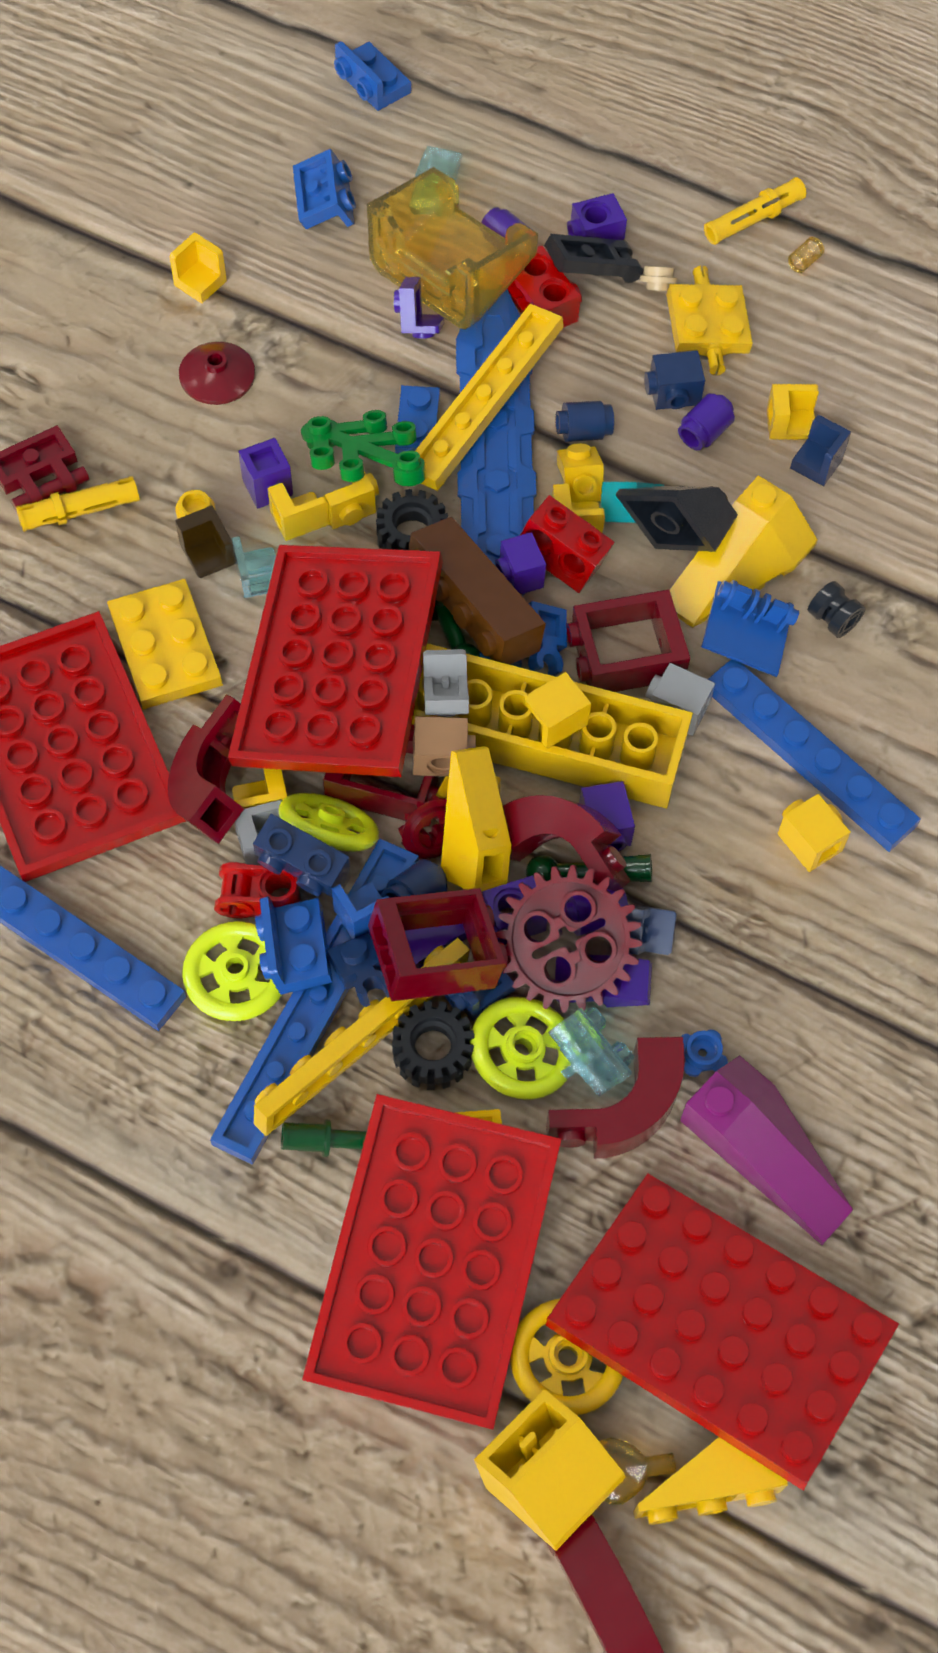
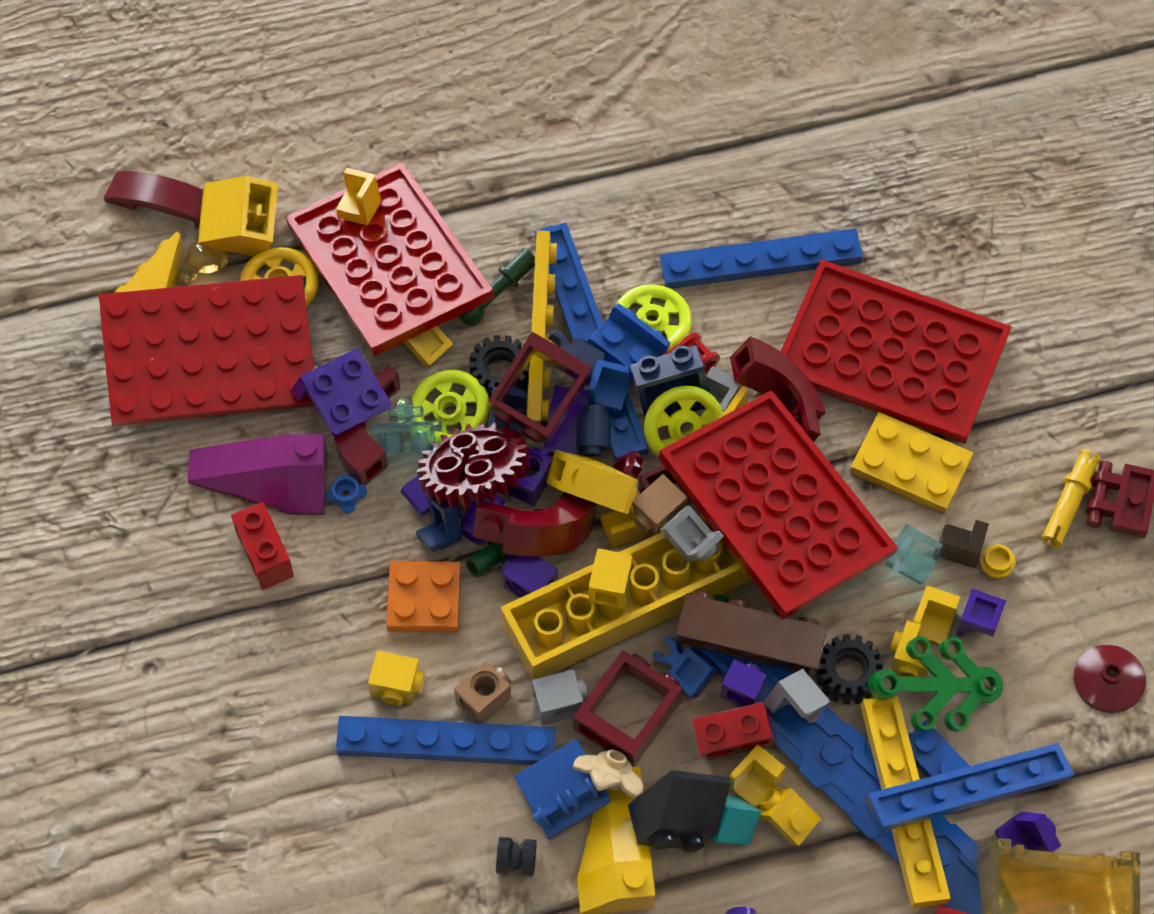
camera: 140 degrees right, 0 degrees up
(405, 1353) = (360, 197): none -> yellow panel
(430, 358) = (968, 787): none -> blue plate
(488, 514) = (799, 692): none -> light grey panel
(585, 421) = (824, 857): dark blue brick -> none
(626, 1137) = (343, 392): none -> dark purple bracket
(705, 588) = (609, 770): none -> tan plate
(715, 892) = (423, 596): none -> orange plate
(750, 740) = (483, 707): none -> medium nougat brick
(837, 1058) = (262, 545): none -> red brick

